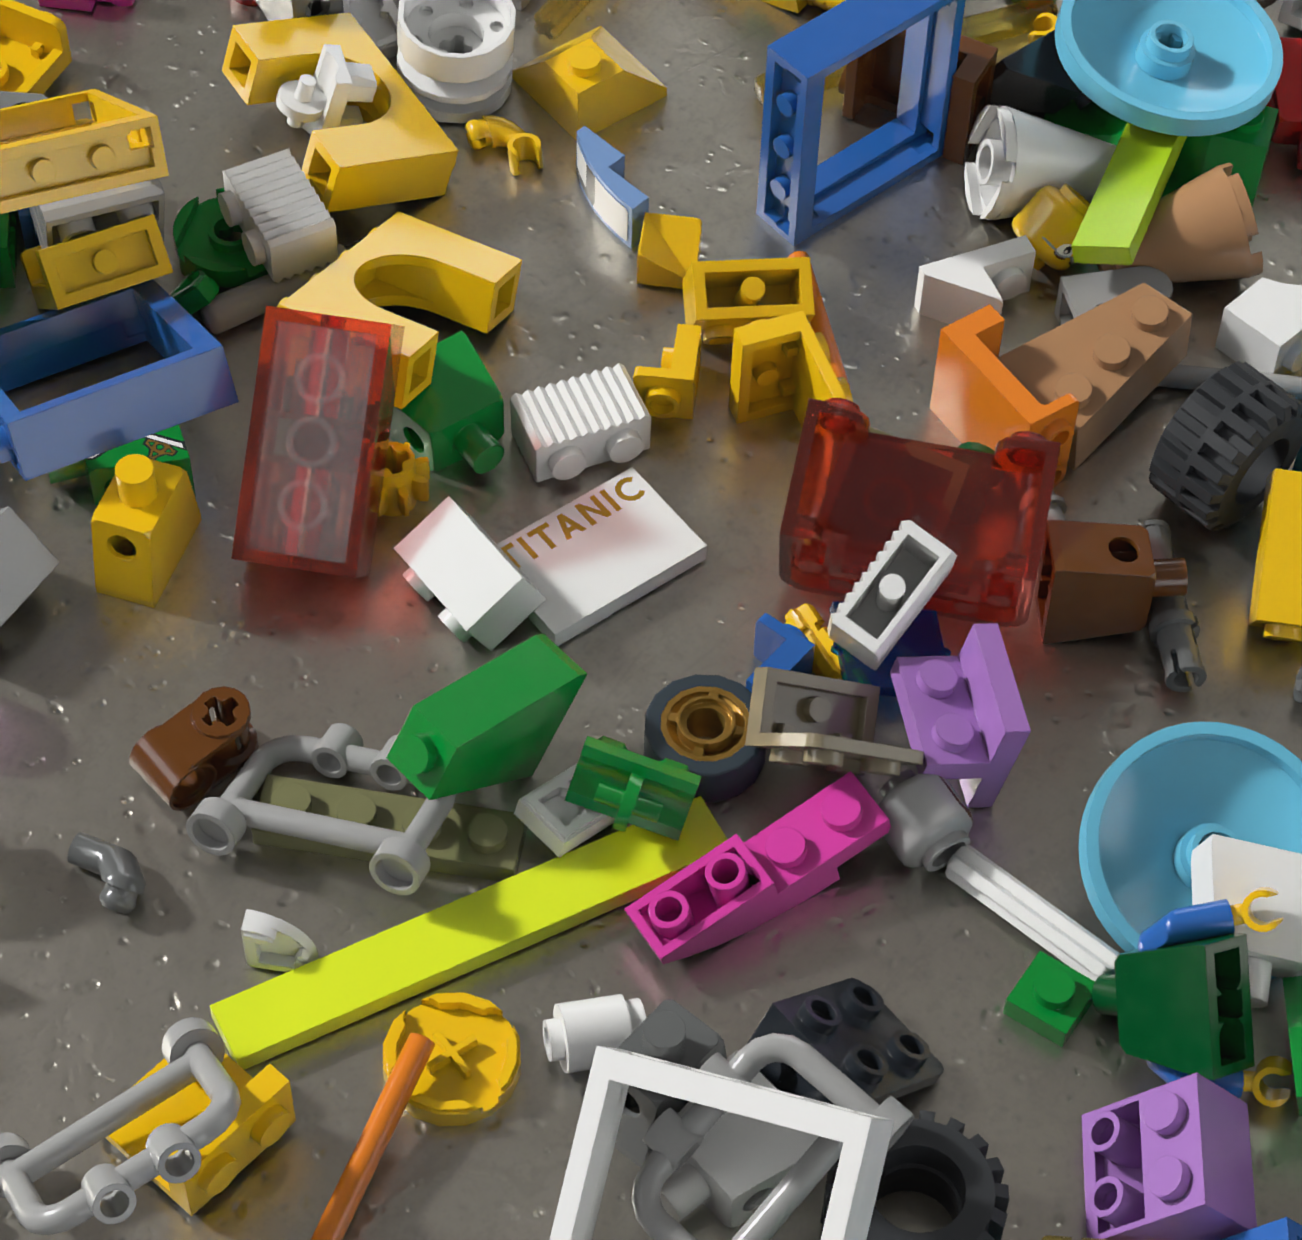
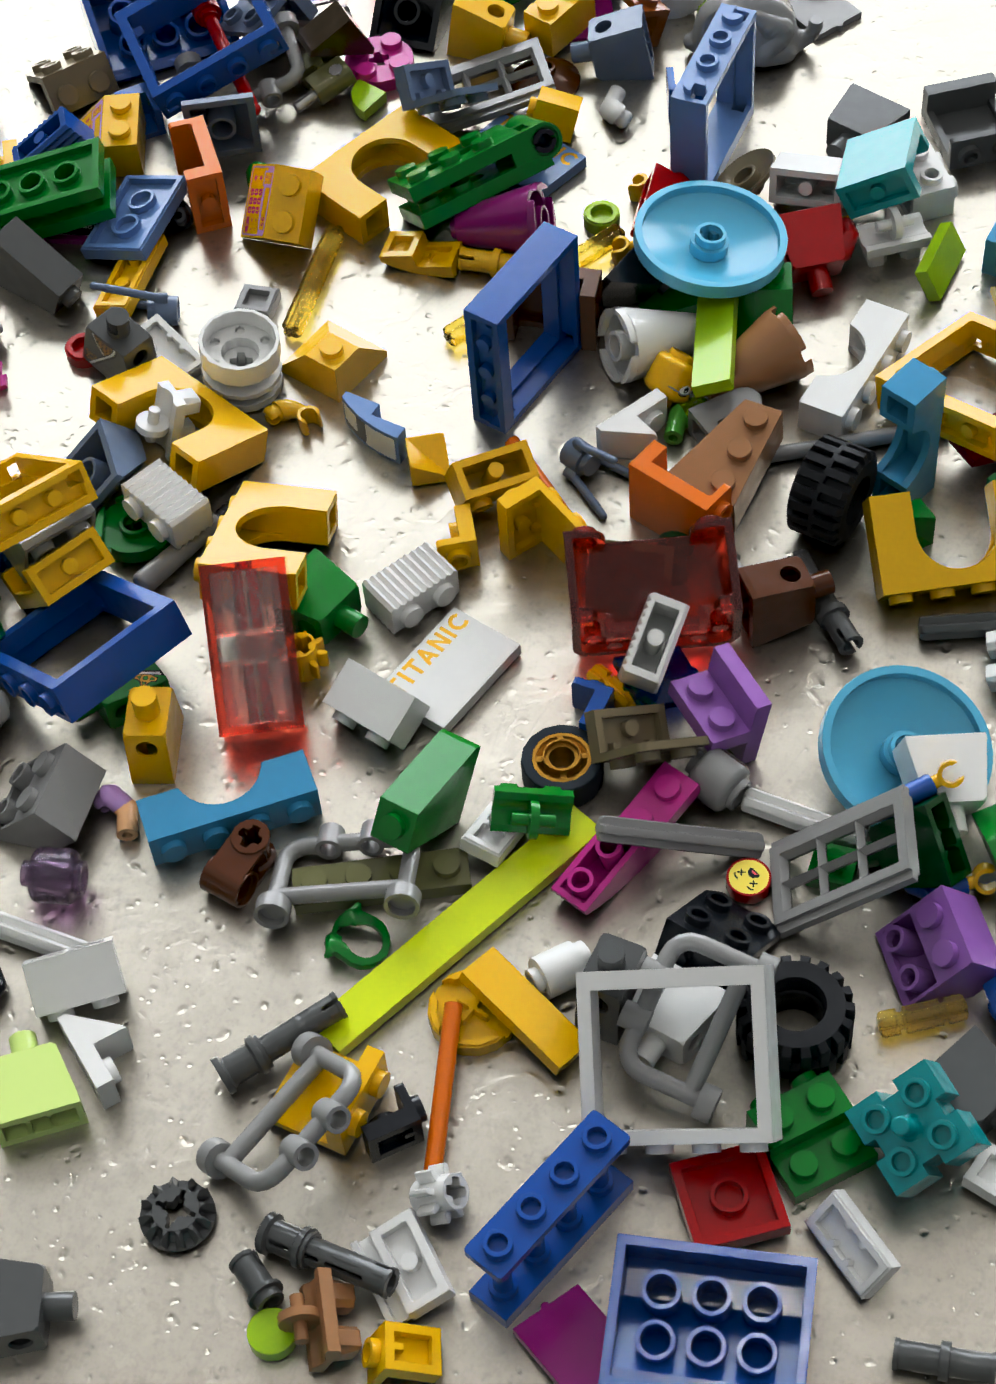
camera: 10 degrees left, 0 degrees up
(68, 620) = (114, 799): none -> arm
(115, 865) = (215, 954): dark grey arm -> none
(122, 1028) = (259, 1053): none -> dark grey pin
(135, 672) = (183, 827): none -> dark azure arch
(195, 291) = (127, 568): green tile -> none
(213, 134) = (110, 457): none -> sand blue slope
(273, 1201) = (395, 1130): none -> black bracket
(275, 943) = (337, 972): white tile -> none
(332, 871) = (336, 947): none -> green piece
(517, 1073) = (522, 1009): none -> yellow tile
(835, 888) = (679, 837): none -> light grey axle
(888, 310) = (585, 459): none -> sand blue plant
(919, 982) = (748, 881): none -> tile
(1044, 291) = (678, 420): none -> bright green arm
(1087, 1043) = (854, 894): none -> light grey piece

